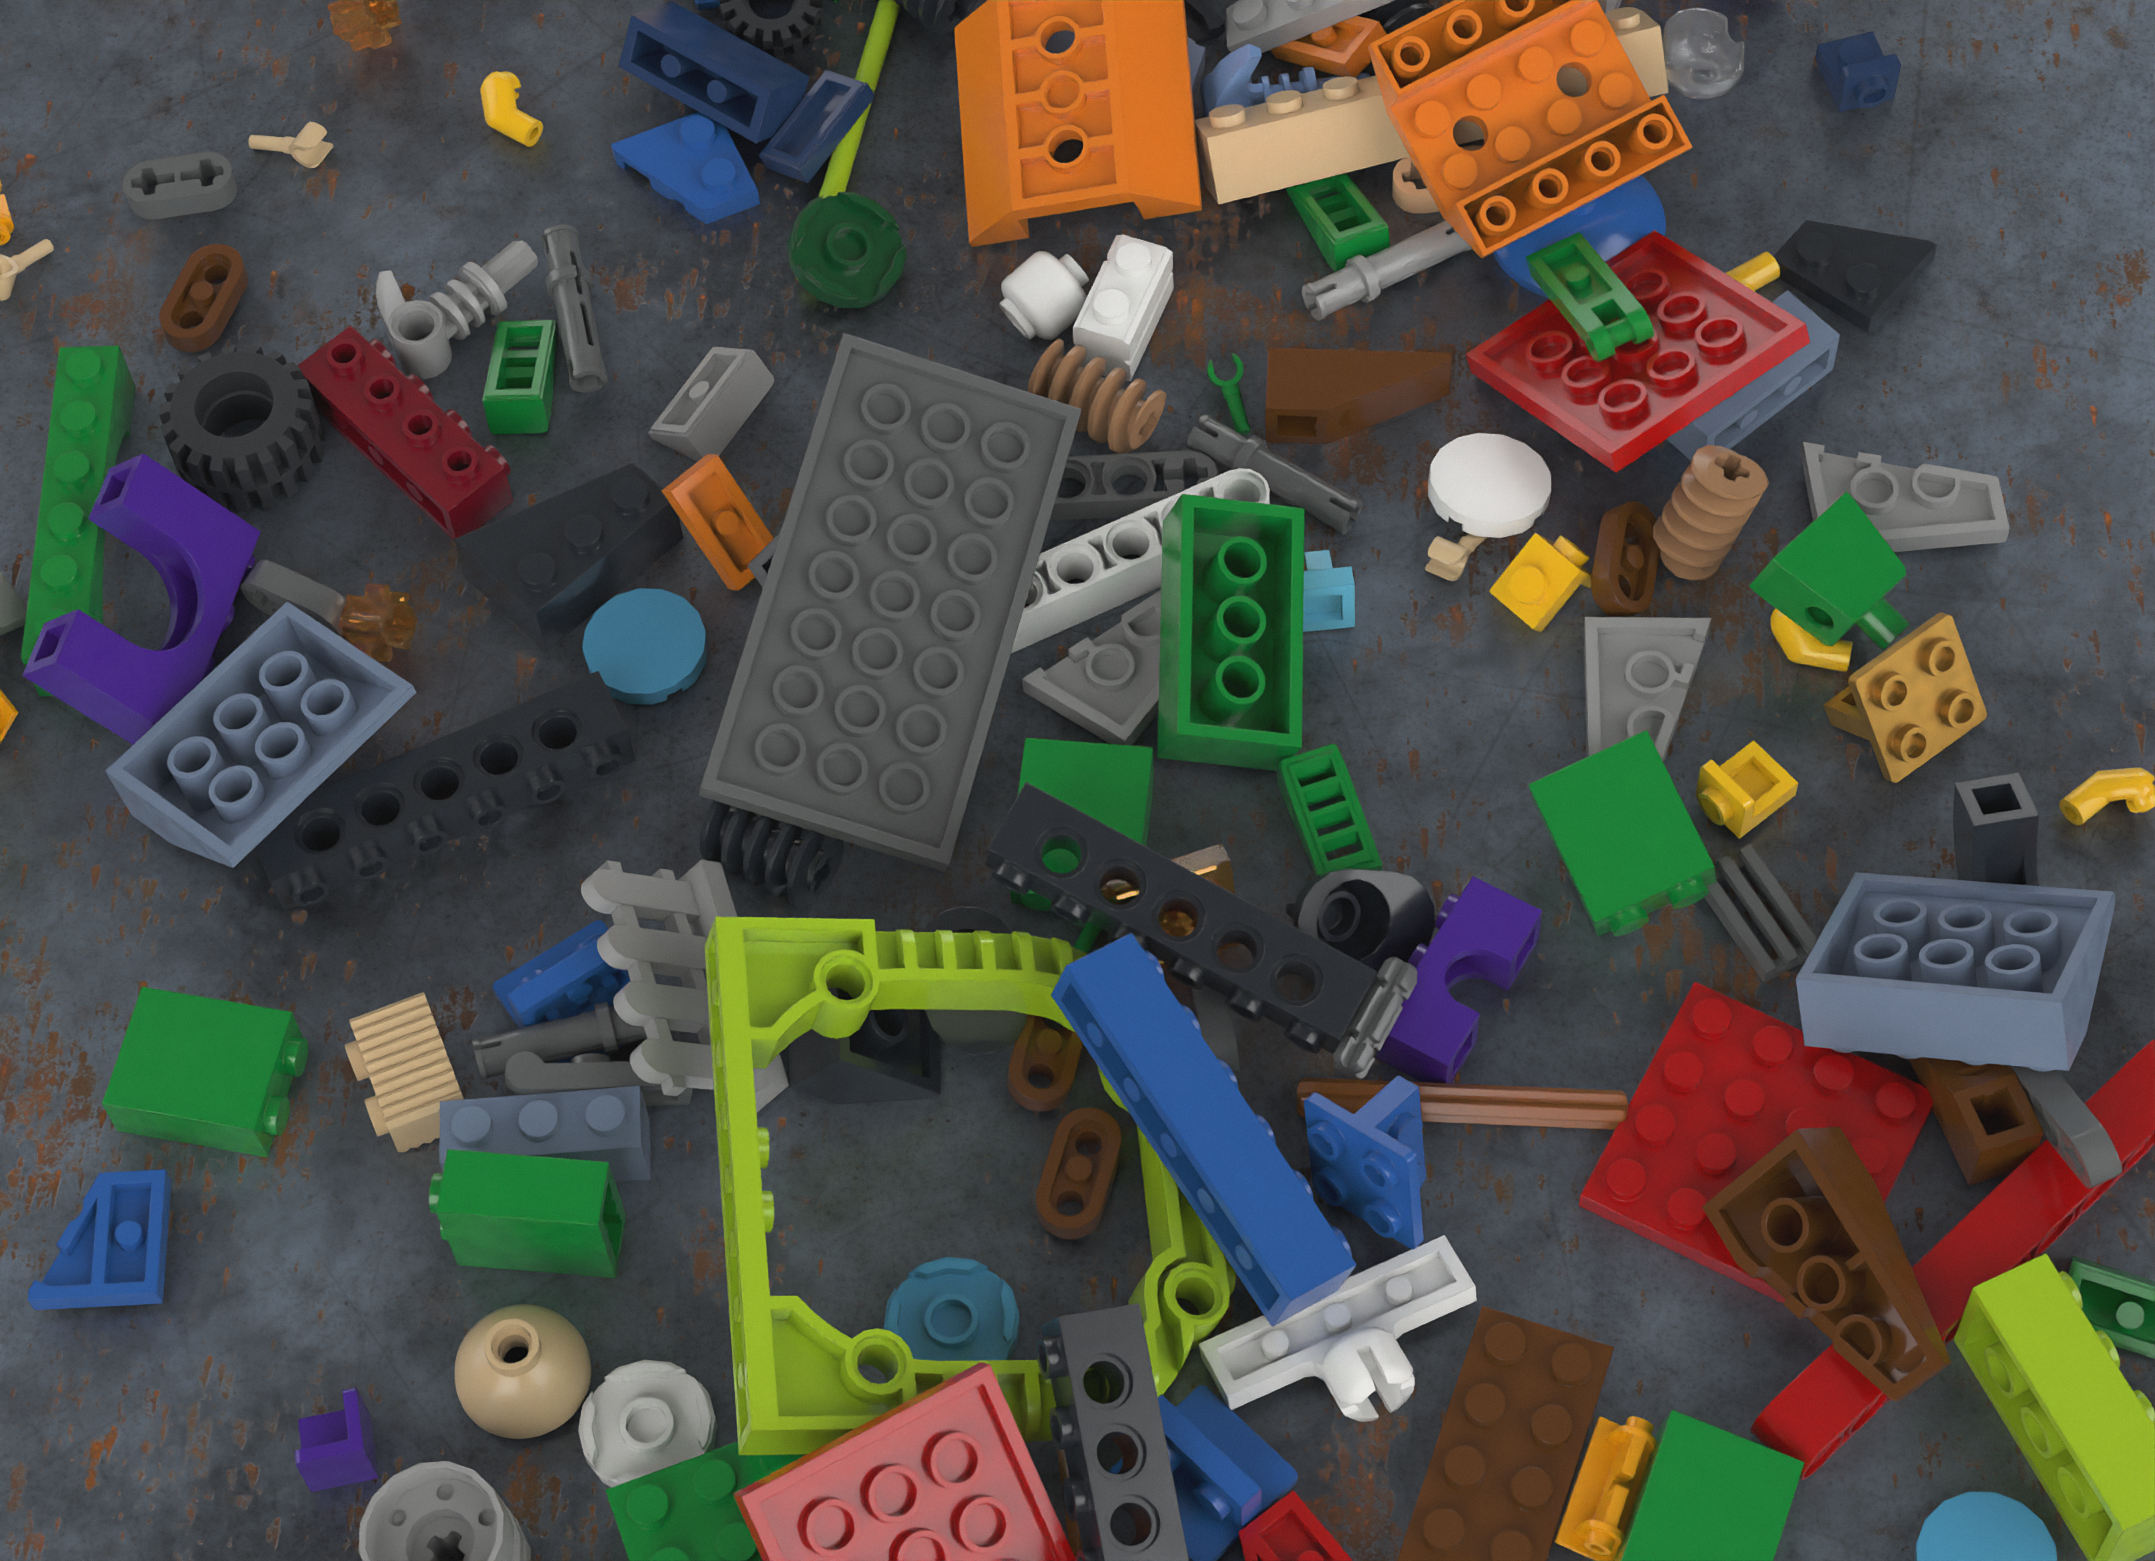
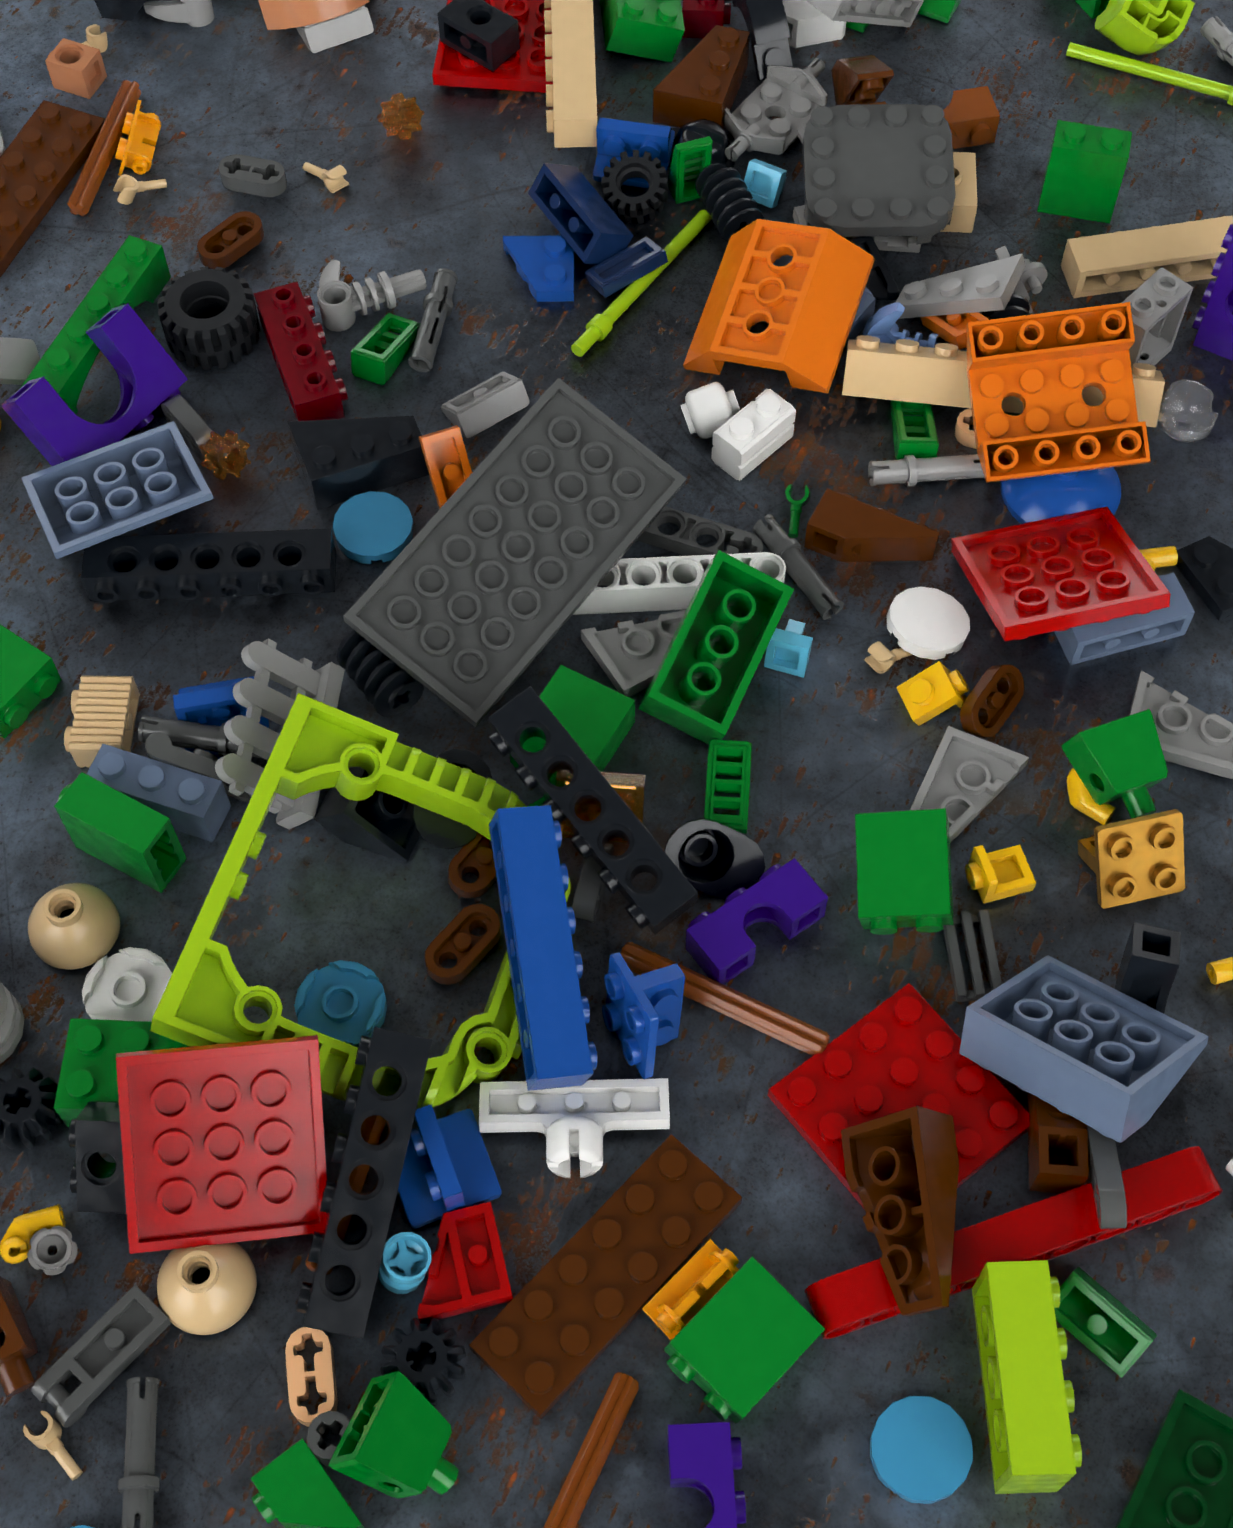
camera: 20 degrees right, 0 degrees up
(501, 111) = (451, 196): yellow arm -> none
(846, 250) = (606, 342): dark green tile -> none
(1107, 409) = (710, 480): medium nougat piece -> none
(1375, 1018) = (686, 922): dark grey axle -> none
(1589, 296) = (1042, 529): green plate -> none
(1708, 511) = (1055, 689): medium nougat piece -> none

